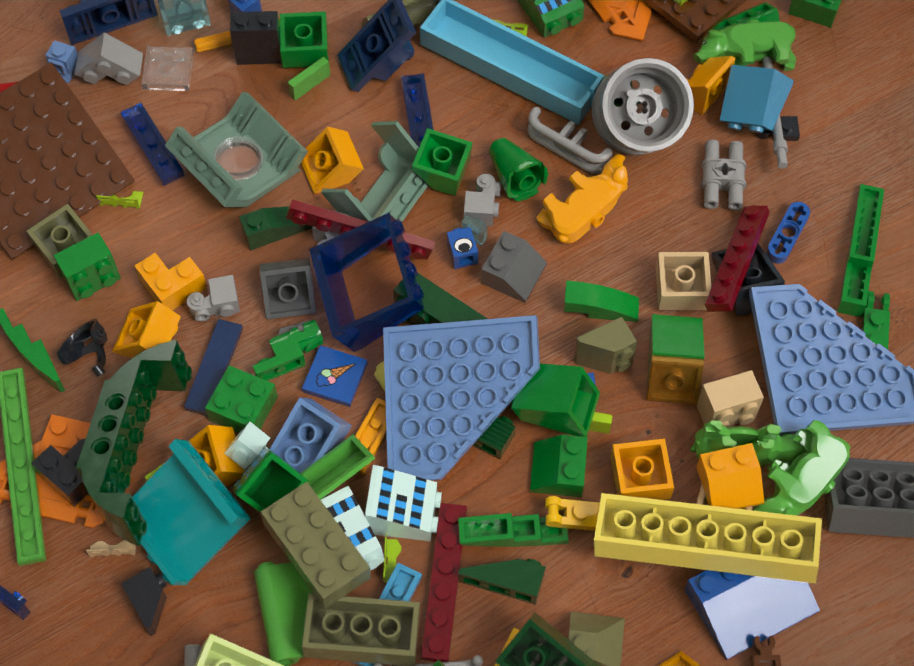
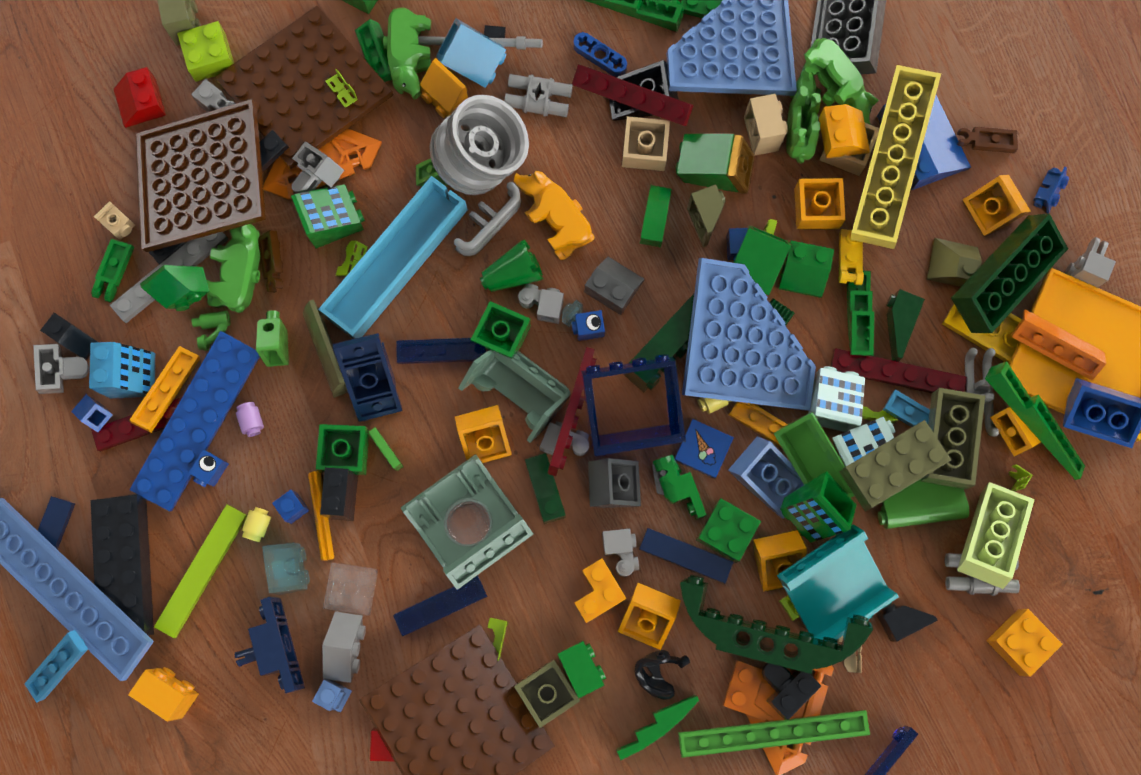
camera: 85 degrees left, 15 degrees up
(247, 445) = (778, 525): light aqua brick -> none

